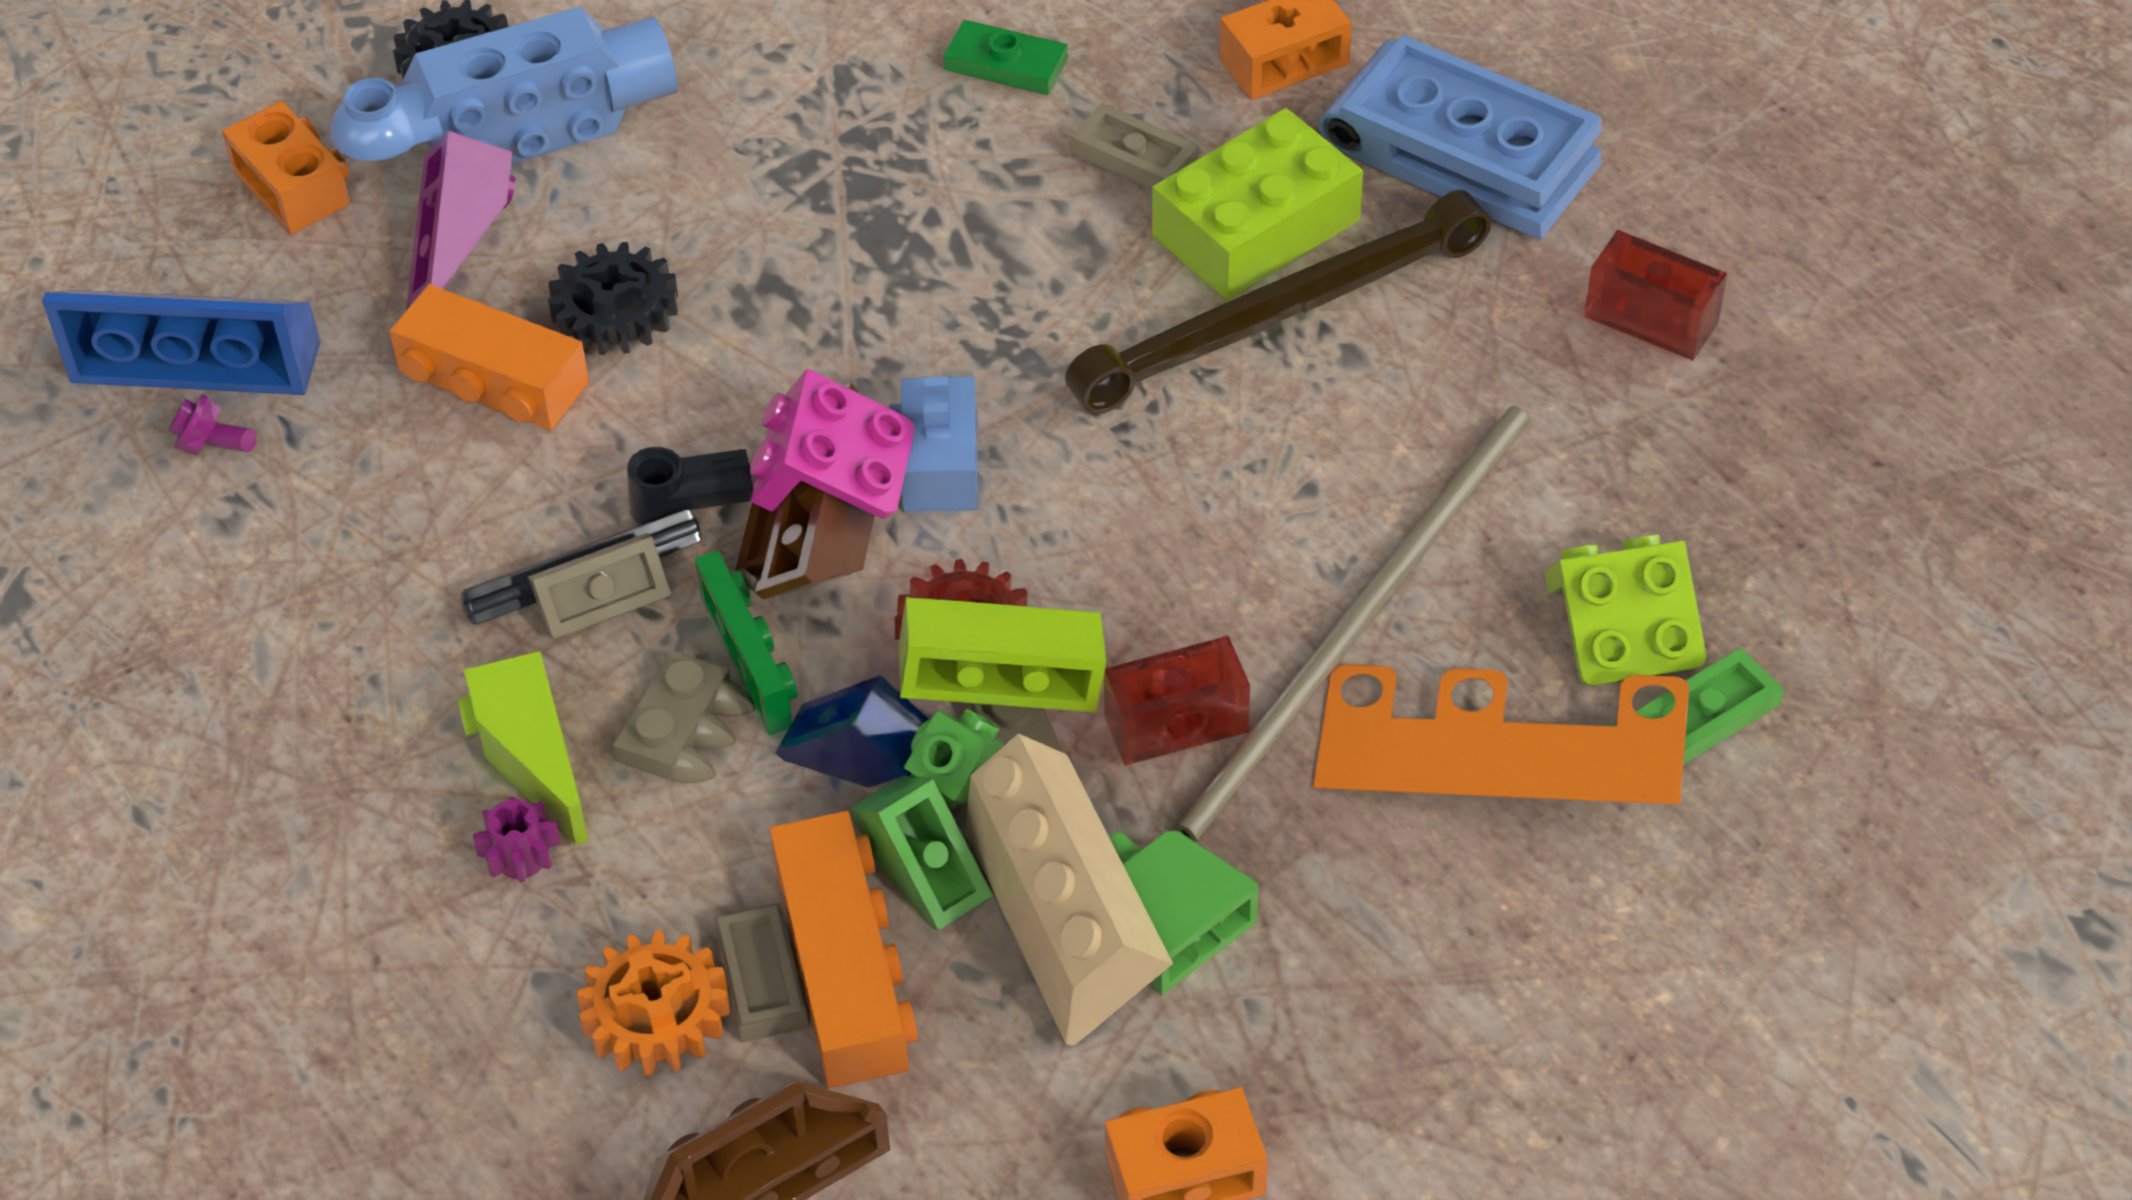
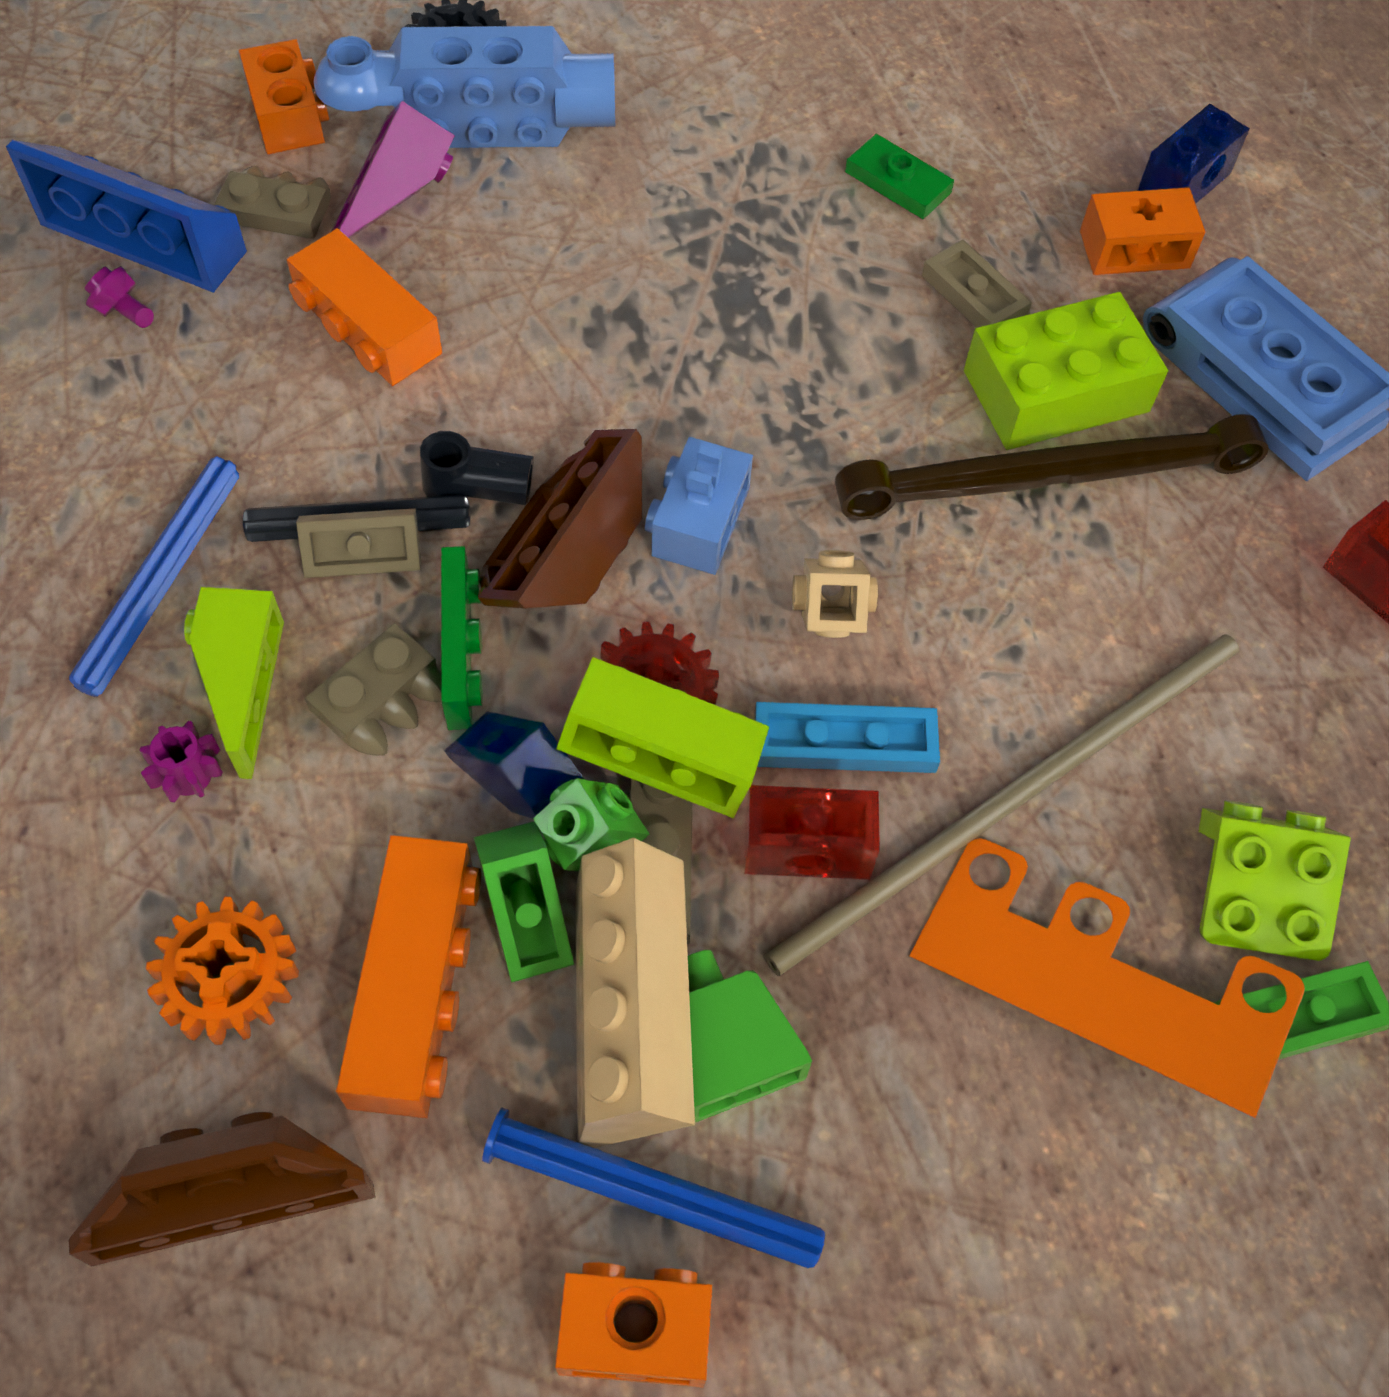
camera: 15 degrees right, 10 degrees up
(331, 280) = (275, 203): none -> dark tan plate
(394, 685) = (154, 578): none -> axle
(613, 297) = (487, 286): black gear -> none
(760, 972) = (331, 968): dark tan tile -> none
(832, 443) = (598, 485): dark pink bracket -> none
(1131, 488) = (840, 613): none -> tan brick
(1153, 1050) = (654, 1191): none -> blue axle
(1183, 610) = (849, 737): none -> dark azure plate

